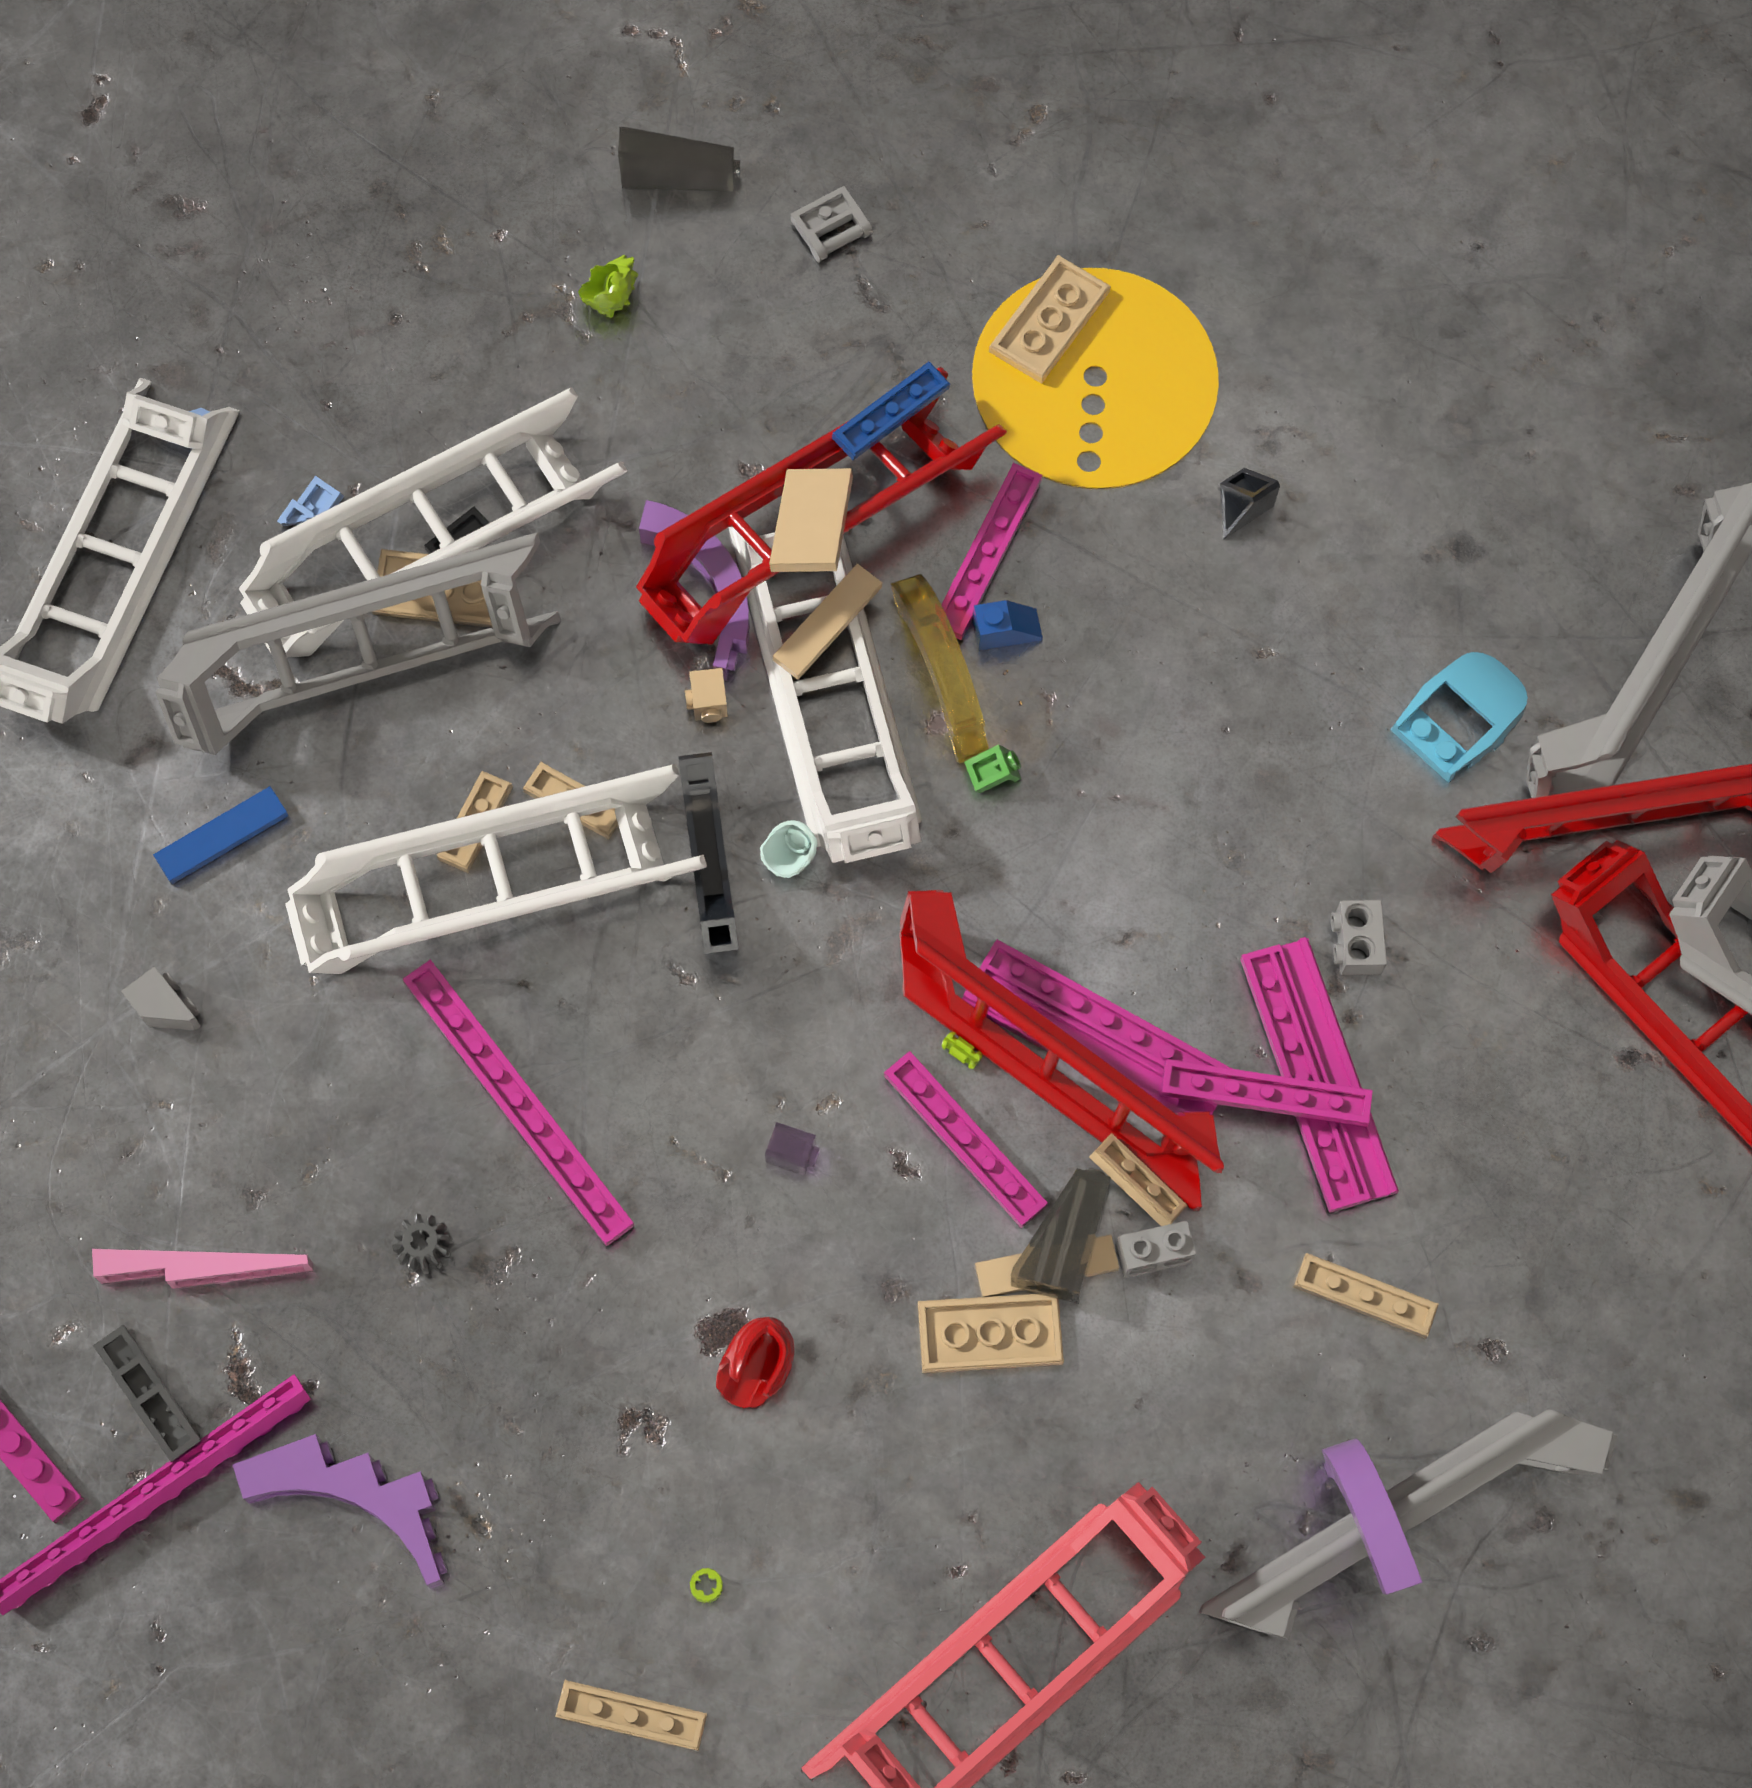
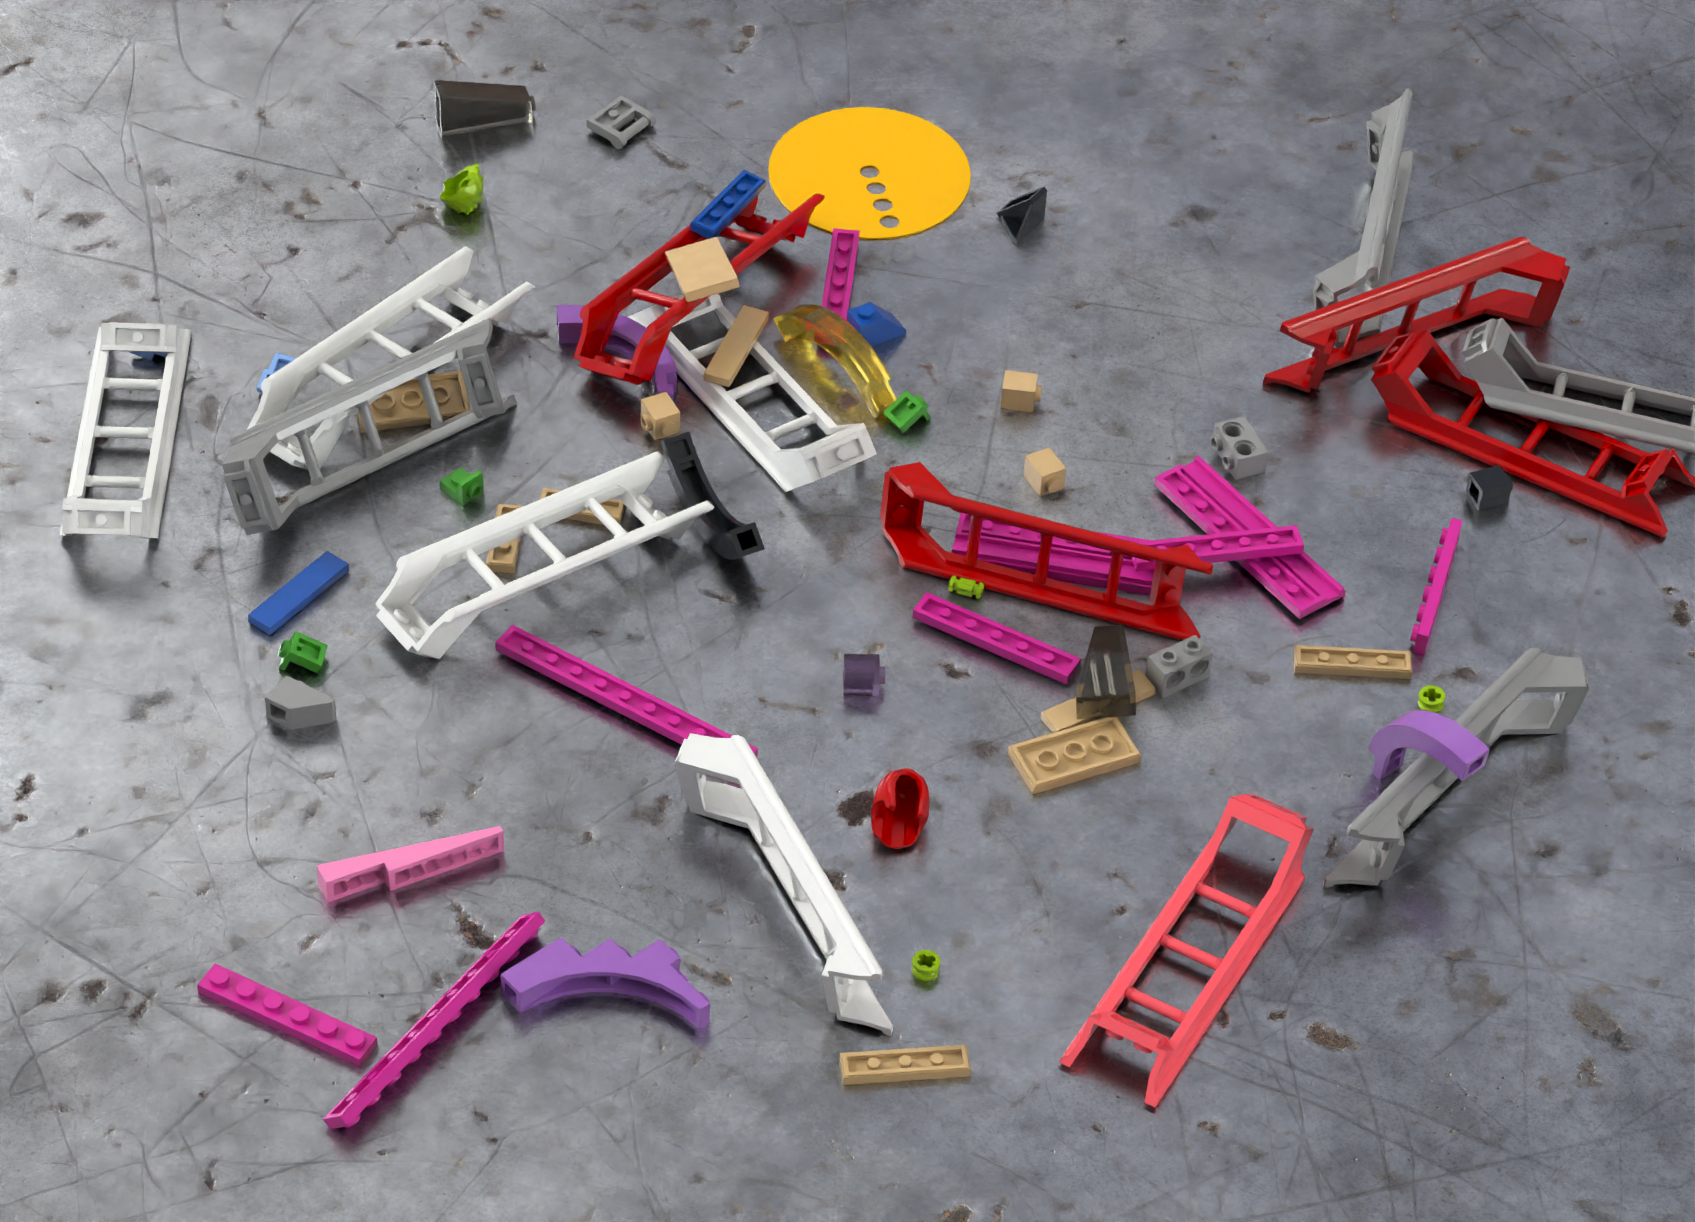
camera: 20 degrees left, 25 degrees down
(147, 1393) = (402, 958): dark grey slope -> none
(191, 929) = (302, 651): none -> bright green bracket
(435, 1239) = (589, 804): dark grey gear -> none
(453, 731) = (462, 485): none -> bright green bracket
(604, 1602) = (765, 815): none -> white piece
(789, 848) = (771, 491): light aqua hair -> none
(1049, 319) = (818, 144): tan tile -> none
(1116, 908) = (1044, 472): none -> tan brick
(1136, 775) = (1020, 391): none -> tan brick
(1138, 1181) = (1141, 627): tan tile -> none
(1425, 1383) = (1434, 692): none -> lime bush
(1484, 686) = (1258, 285): medium azure slope -> none
(1500, 1229) = (1433, 593): none -> dark pink plate
(1635, 1086) = (1489, 487): none -> black brick

